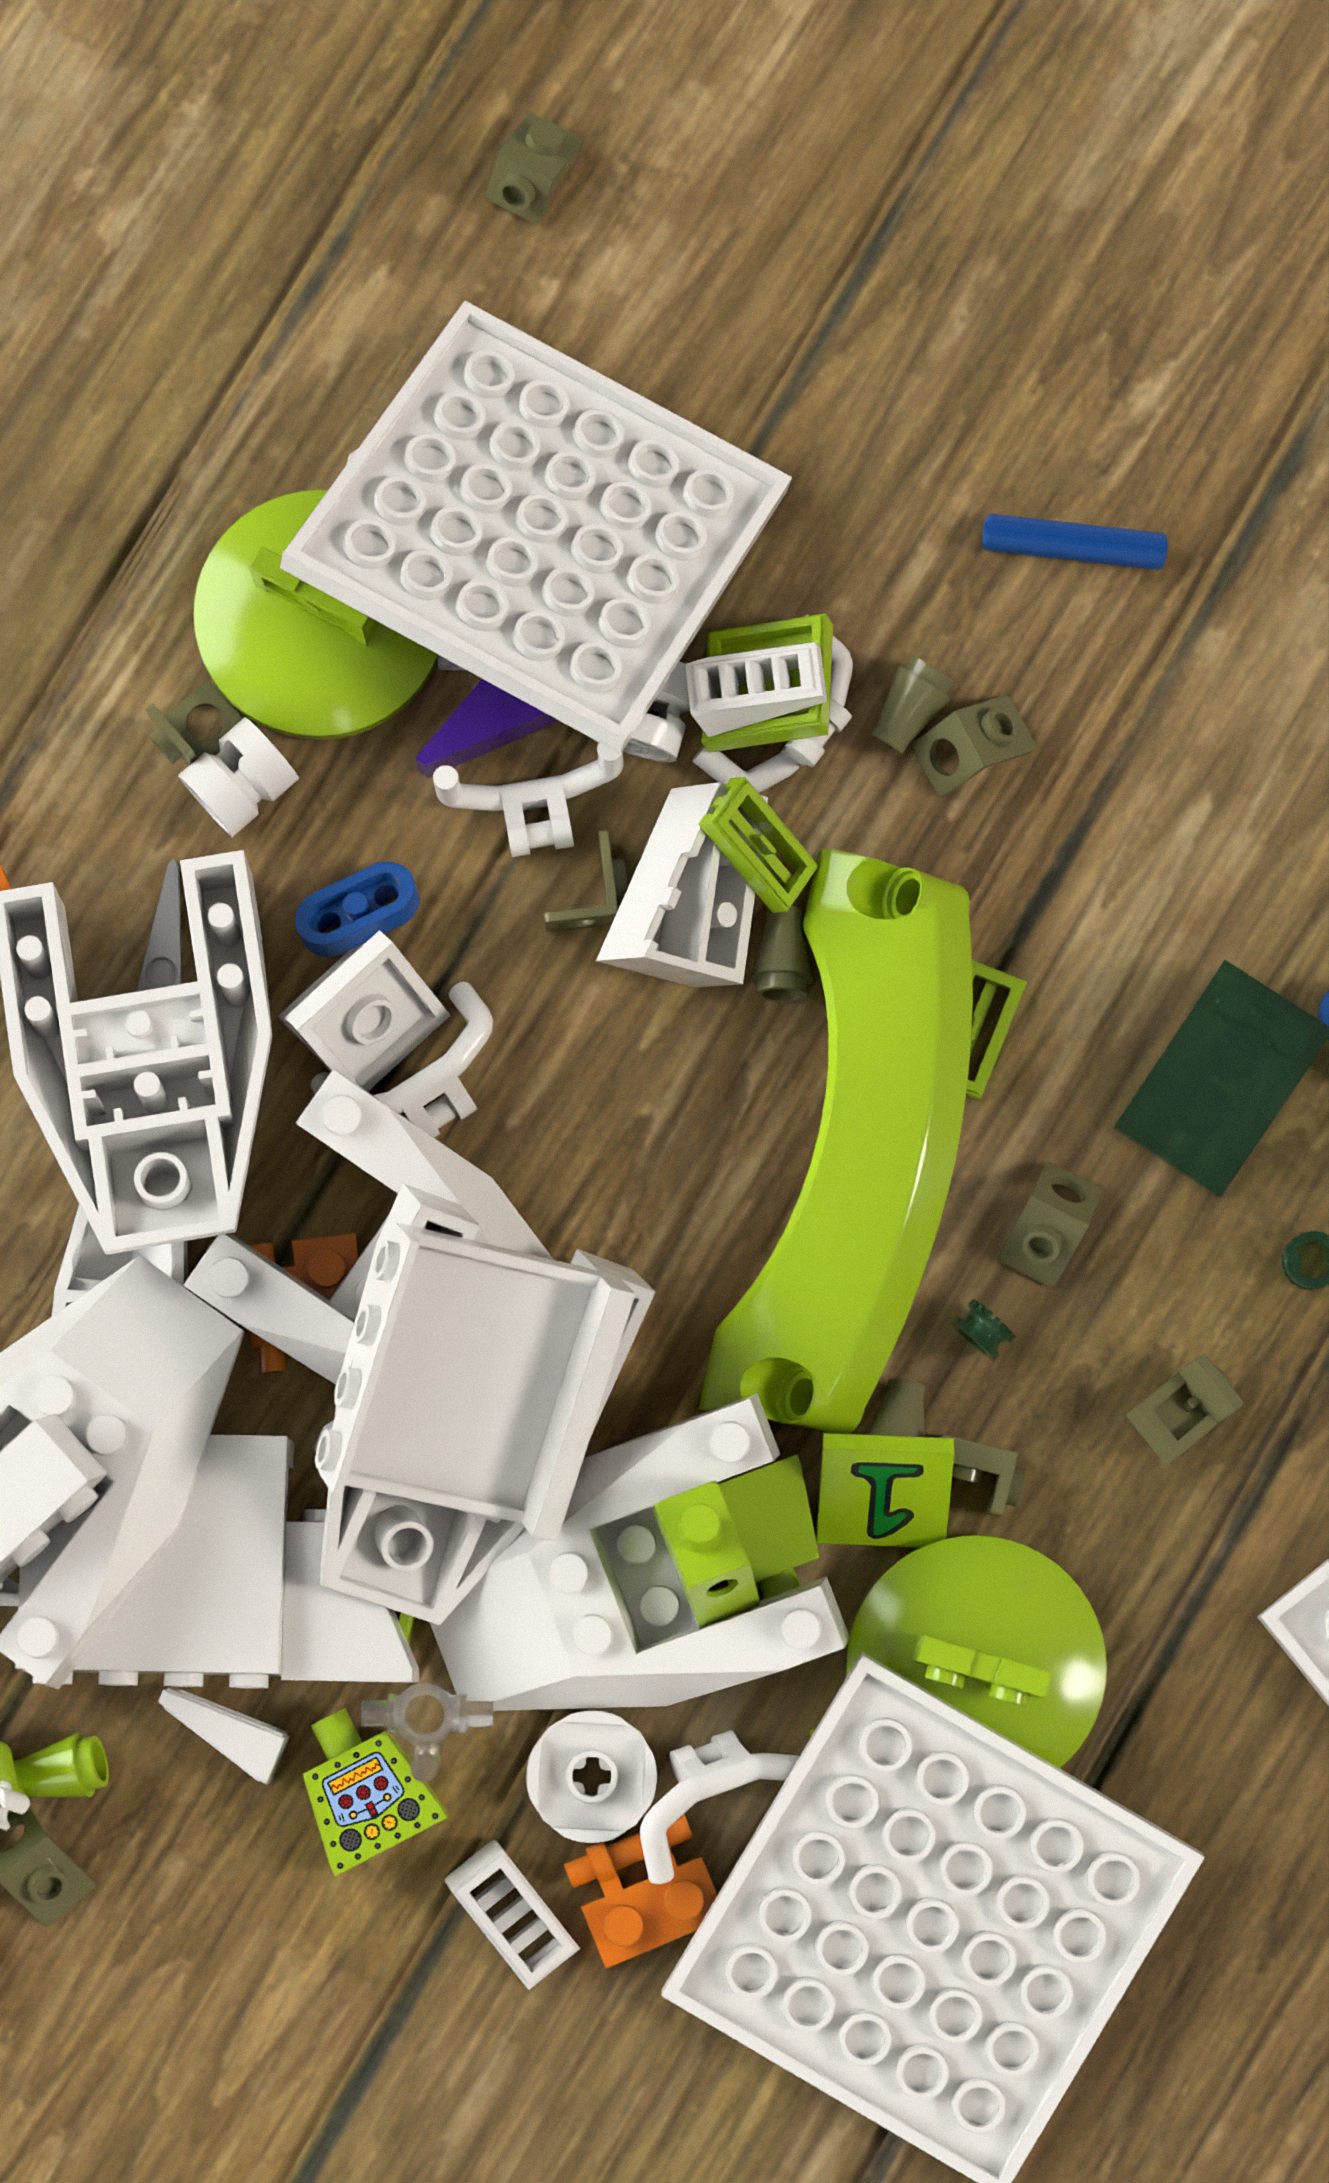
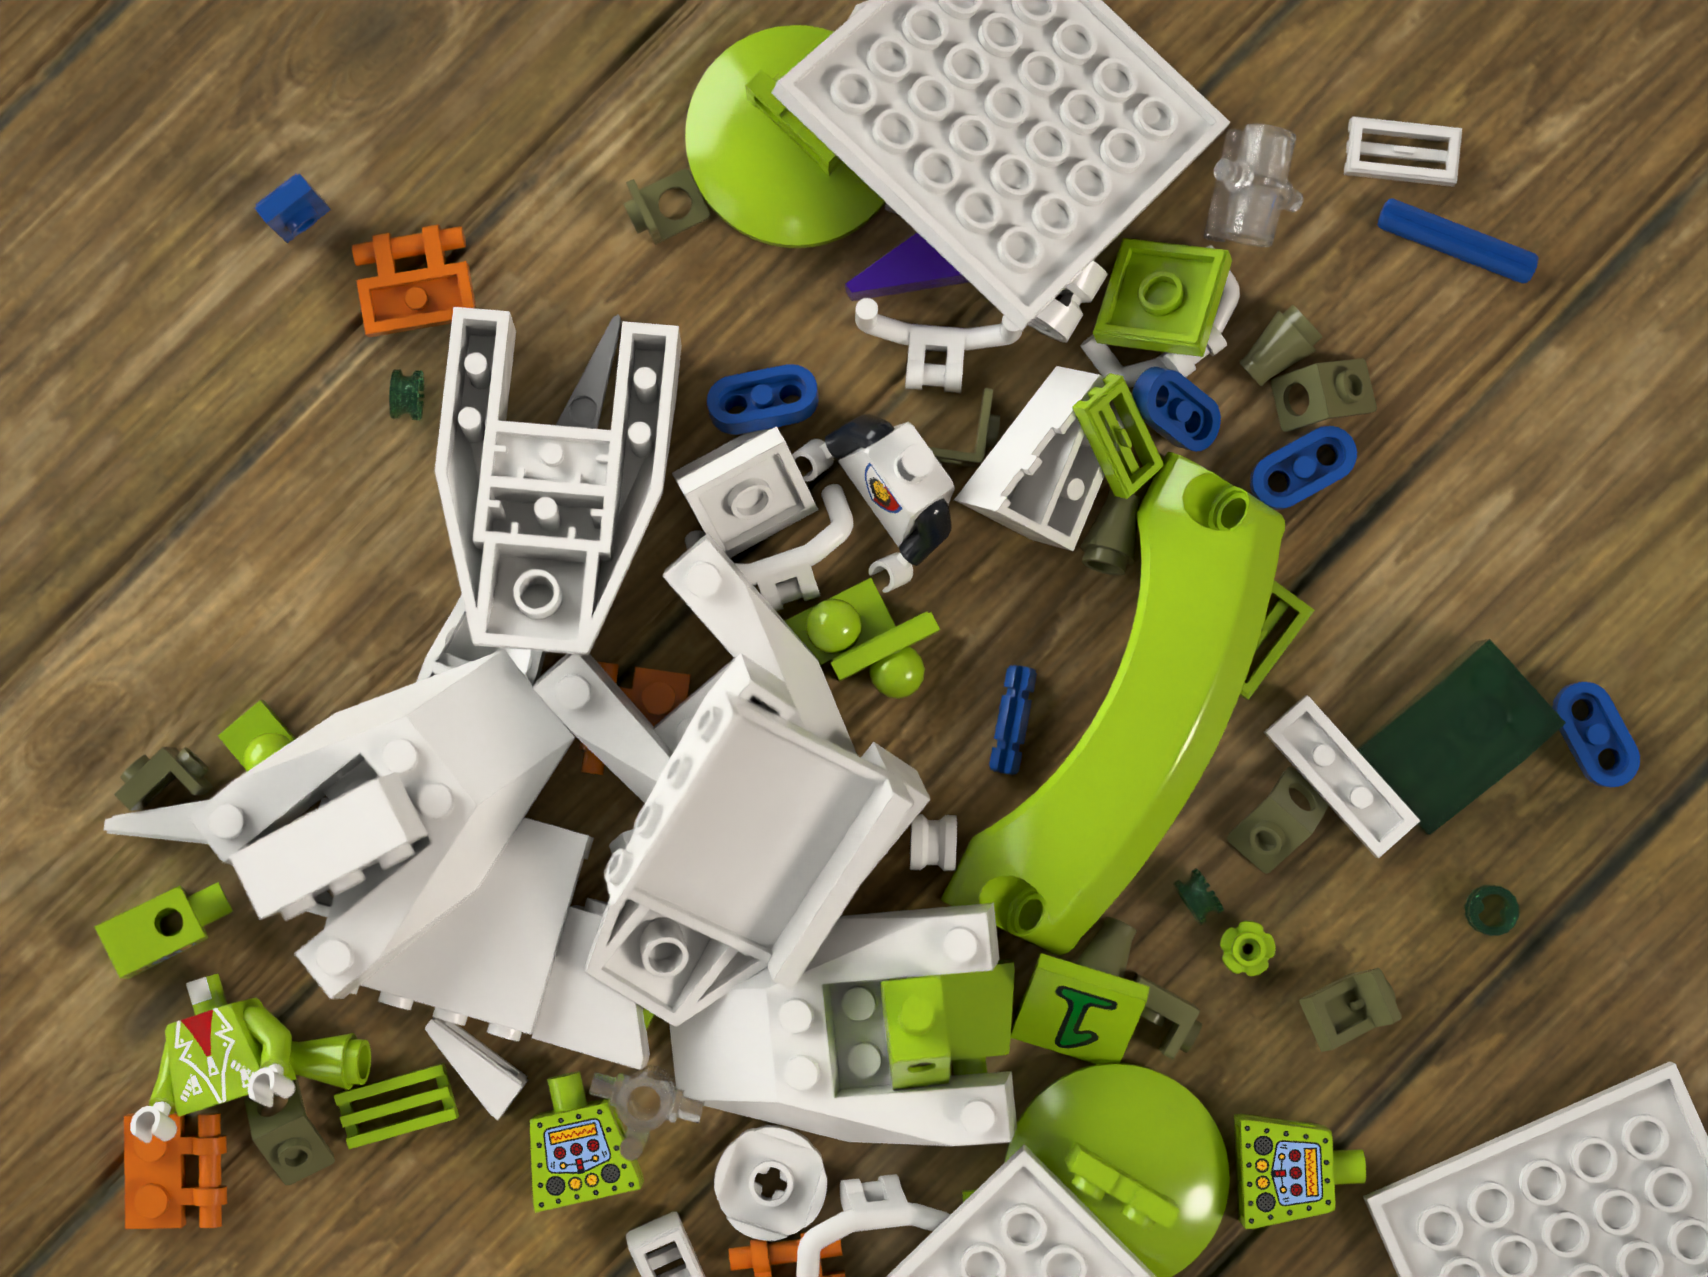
camera: 15 degrees right, 5 degrees up
(100, 1831) = (350, 1119): none -> lime tile
(238, 777) = (691, 259): white wheel -> none
(510, 1130) = (842, 621): none -> lime tile
(531, 960) = (897, 481): none -> white torso
(577, 1161) = (893, 664): none -> lime tile
(673, 1347) = (933, 842): none -> white wheel
(726, 1189) = (1012, 719): none -> blue axle
(729, 671) = (1135, 279): white slope -> none
(806, 793) = (1177, 408): none -> blue plate
(834, 538) = (1252, 185): none -> clear pin
(971, 831) = (1301, 467): none -> blue plate
(994, 484) = (1356, 147): none -> white tile
(1036, 1370) = (1232, 946): none -> lime plate
(1106, 1156) = (1341, 776): none -> white plate
(1165, 1607) = (1289, 1170): none -> lime torso

